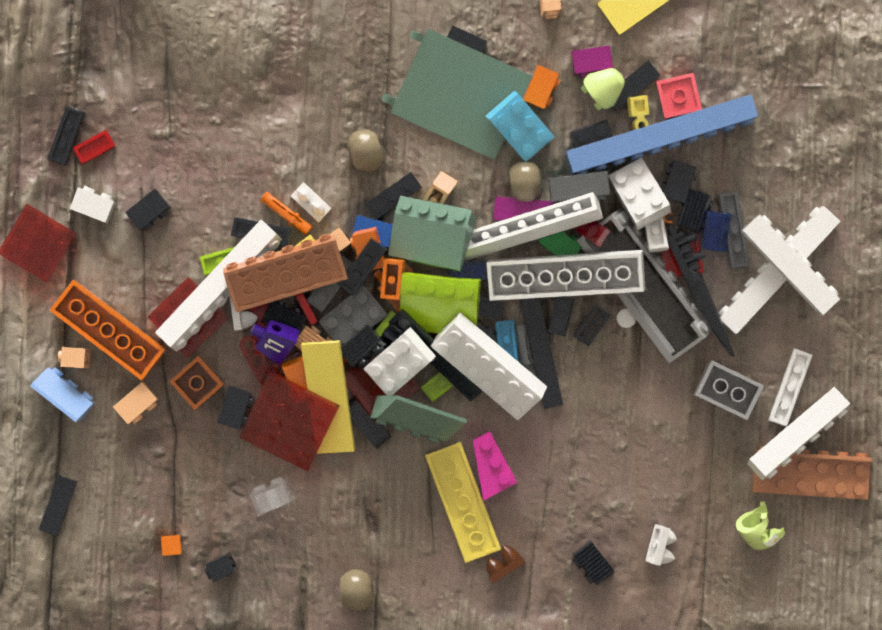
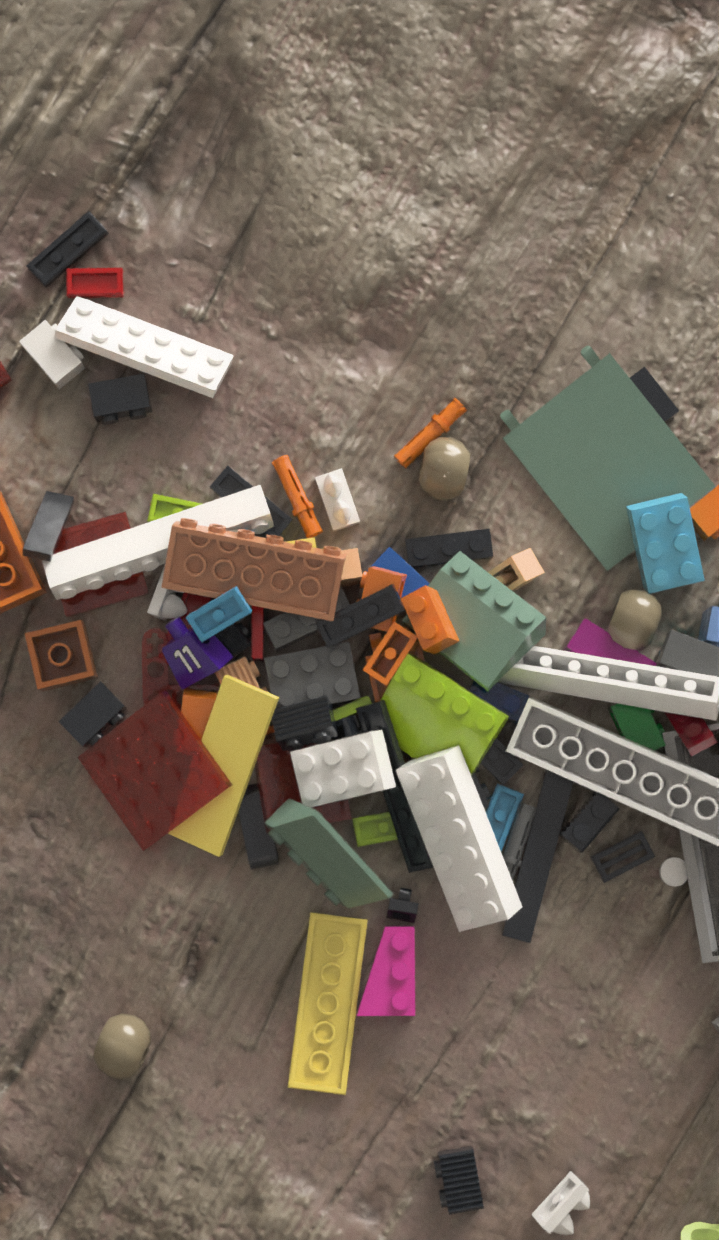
camera: 25 degrees right, 5 degrees down
(145, 171) = (144, 346): none -> white plate
(148, 310) = (48, 526): none -> tile
(272, 496) = (77, 859): clear brick -> none
(278, 310) = (219, 614): none -> dark azure plate
(345, 132) = (435, 428): none -> orange pin
(404, 247) = (430, 619): none -> orange brick
(477, 424) = (402, 908): none -> black tile
(511, 560) = (351, 1120): reddish brown tile -> none

